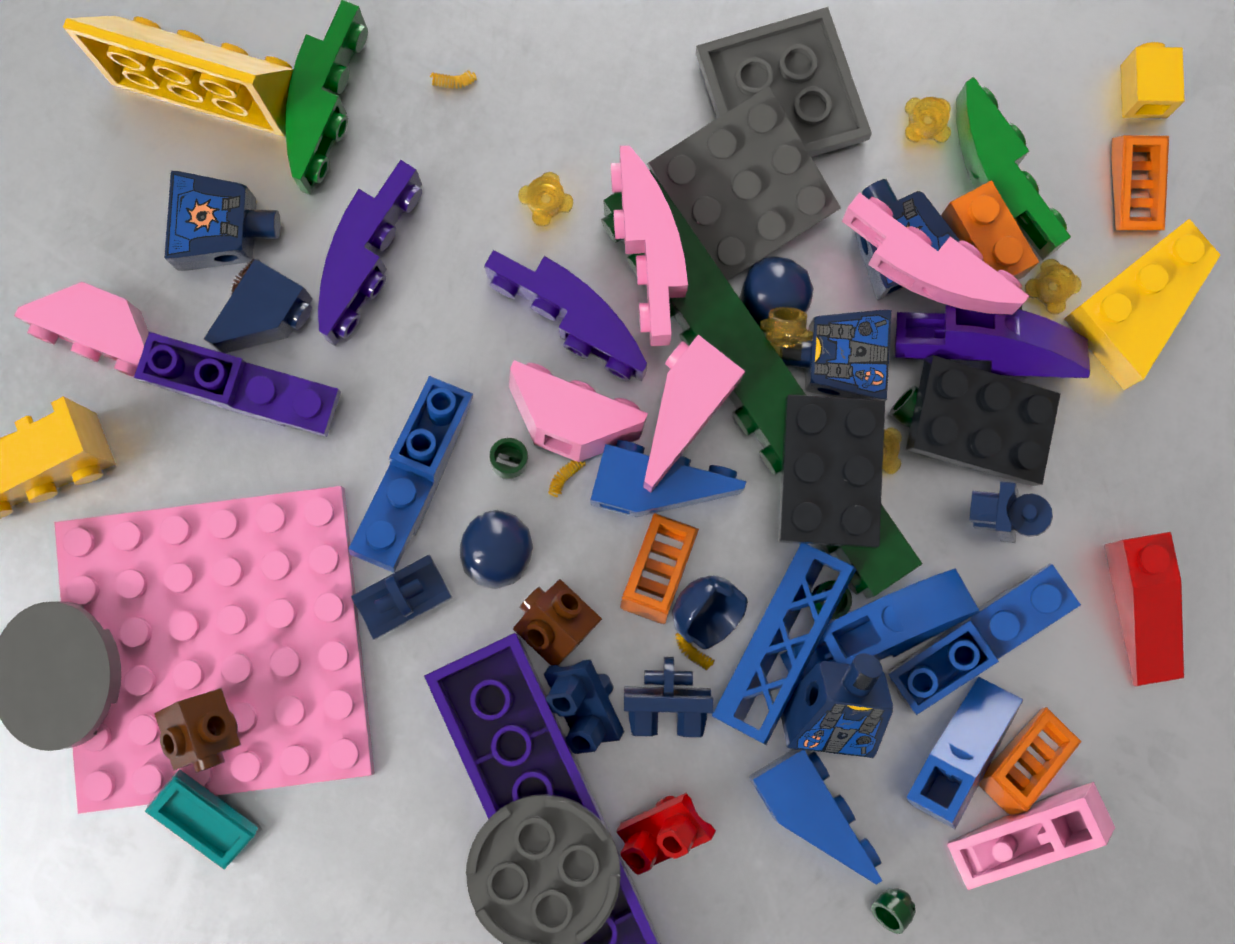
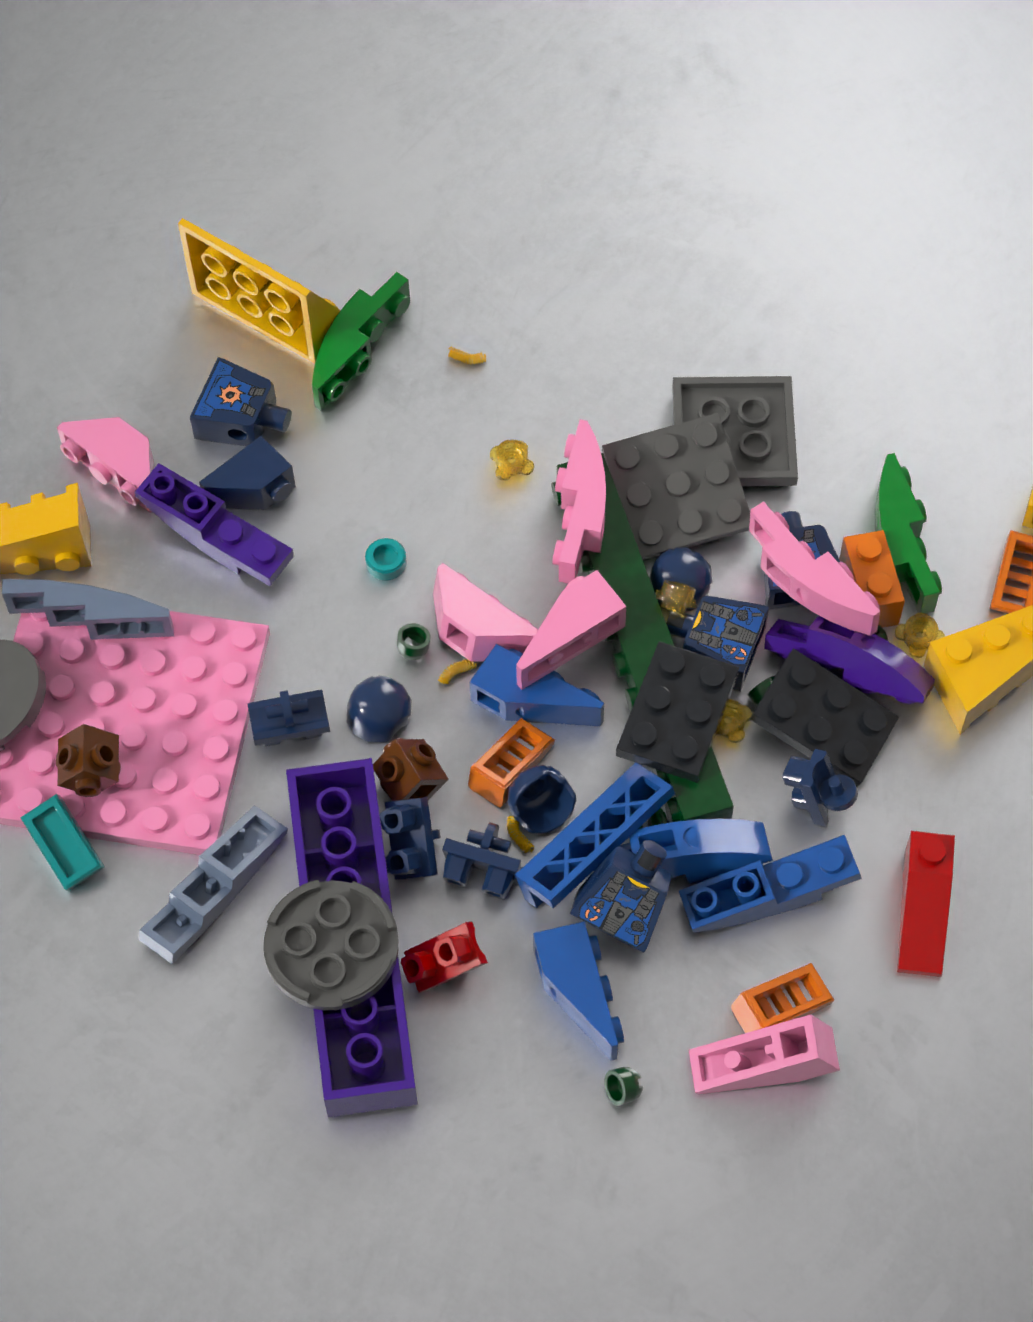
camera: 20 degrees right, 20 degrees down
(144, 537) = (103, 611): none -> sand blue slope
(351, 265) = (339, 460): dark purple slope -> none
(383, 813) = (213, 885): none -> sand blue slope
(412, 475) = (332, 632): blue slope -> none
(444, 360) = (385, 559): none -> teal tile
(587, 321) = (511, 550): dark purple slope -> none
(932, 107) = (854, 473): clear yellow plate -> none
(964, 752) = (717, 973): slope -> none

